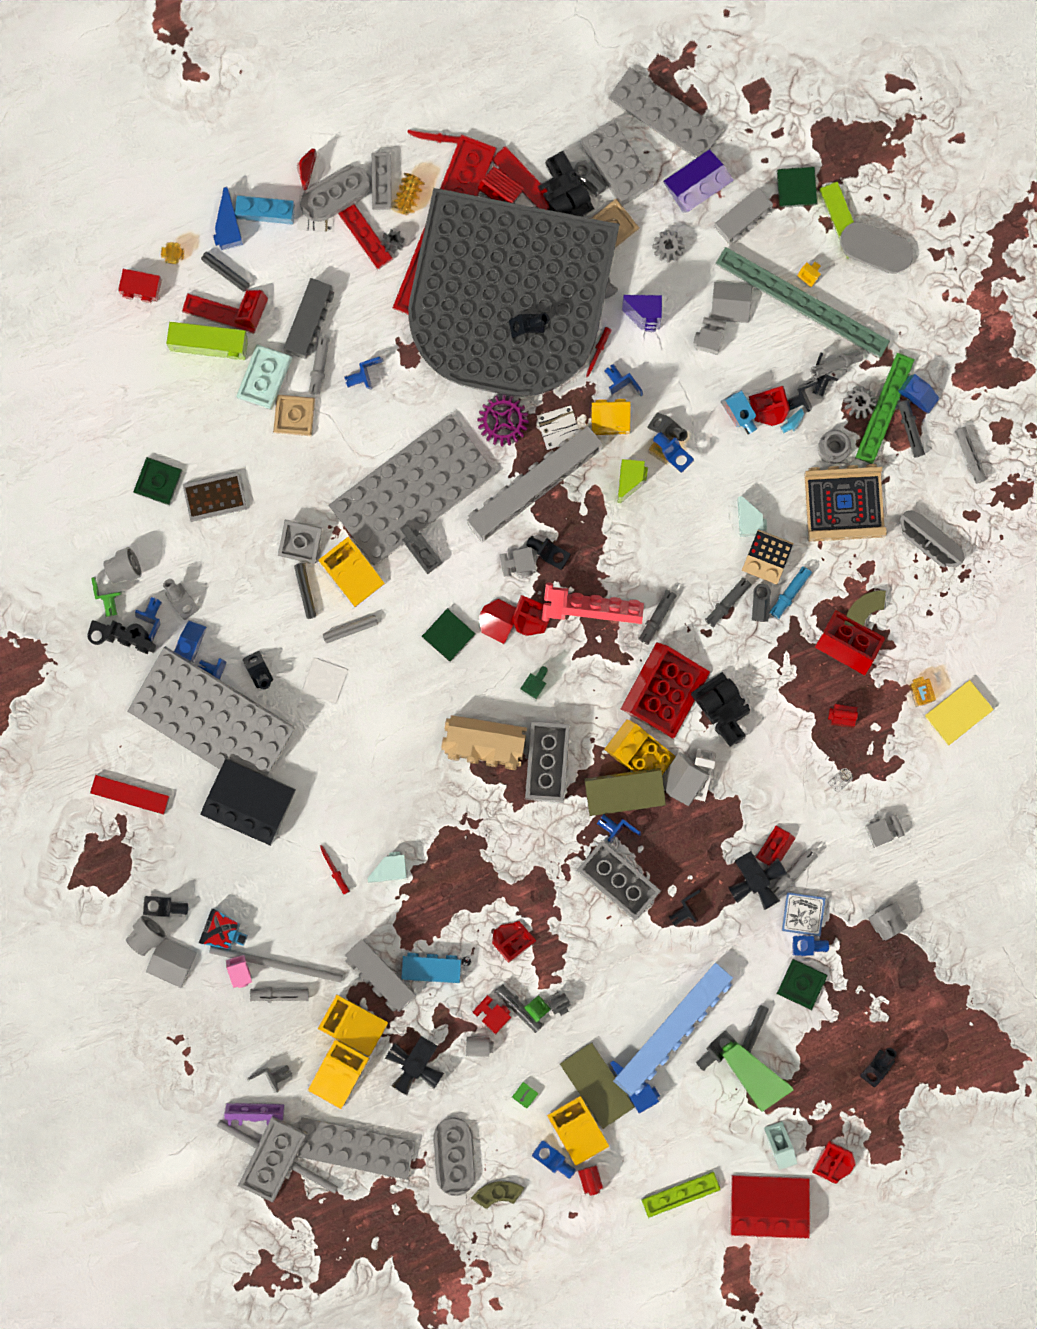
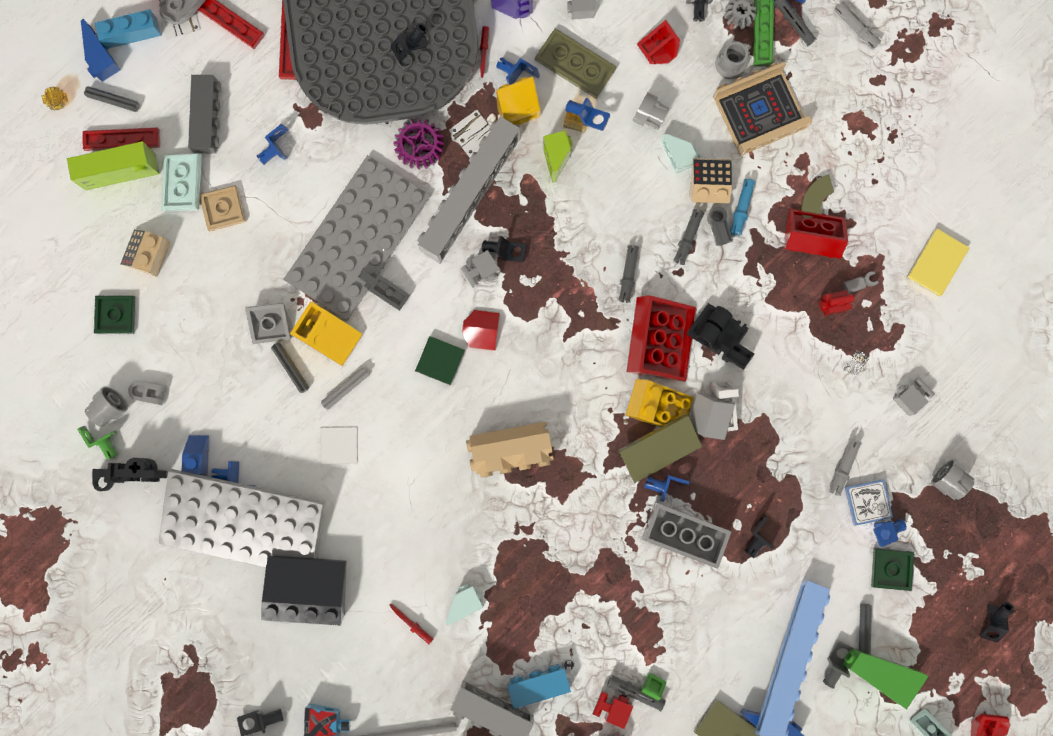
camera: 25 degrees left, 0 degrees up
(129, 794) = (189, 623): red tile -> none
(139, 285) = (34, 138): red brick -> none
(149, 616) = (149, 445): blue bracket -> none
(157, 562) = (141, 390): none -> light grey plate
(179, 598) = (171, 417): light grey bracket -> none
(206, 431) = (145, 252): none -> tan slope
(214, 496) = (173, 310): tile -> none
(251, 308) = (147, 123): red slope -> none
(258, 671) = (271, 459): black bracket -> none
(319, 365) = (230, 160): light grey pin -> none
(390, 237) = (257, 16): dark grey gear -> none
(512, 940) = (605, 629): red slope -> none
(528, 617) = (511, 315): red slope -> none
(534, 684) = (538, 377): clear green brick -> none
(547, 762) = (577, 446): light grey brick -> none
(559, 1003) = (673, 674): dark grey gear -> none
(589, 606) = (565, 285): coral hinge -> none
(668, 427) = (573, 94): dark grey bracket -> none
(682, 394) = (575, 63): none -> olive tile
(734, 405) = (634, 57): dark azure torso -> none
(735, 469) = (651, 112): none -> light grey piece
(757, 879) = (816, 486): black brick -> none
(775, 846) = (818, 448): red slope -> none
(793, 421) = (685, 53): medium azure bar -> none
(802, 398) = (686, 28): black bracket -> none
(873, 705) = (859, 283): none -> light grey bar
(922, 691) = (899, 255): clear yellow brick -> none
(931, 540) = (853, 114): light grey brick -> none

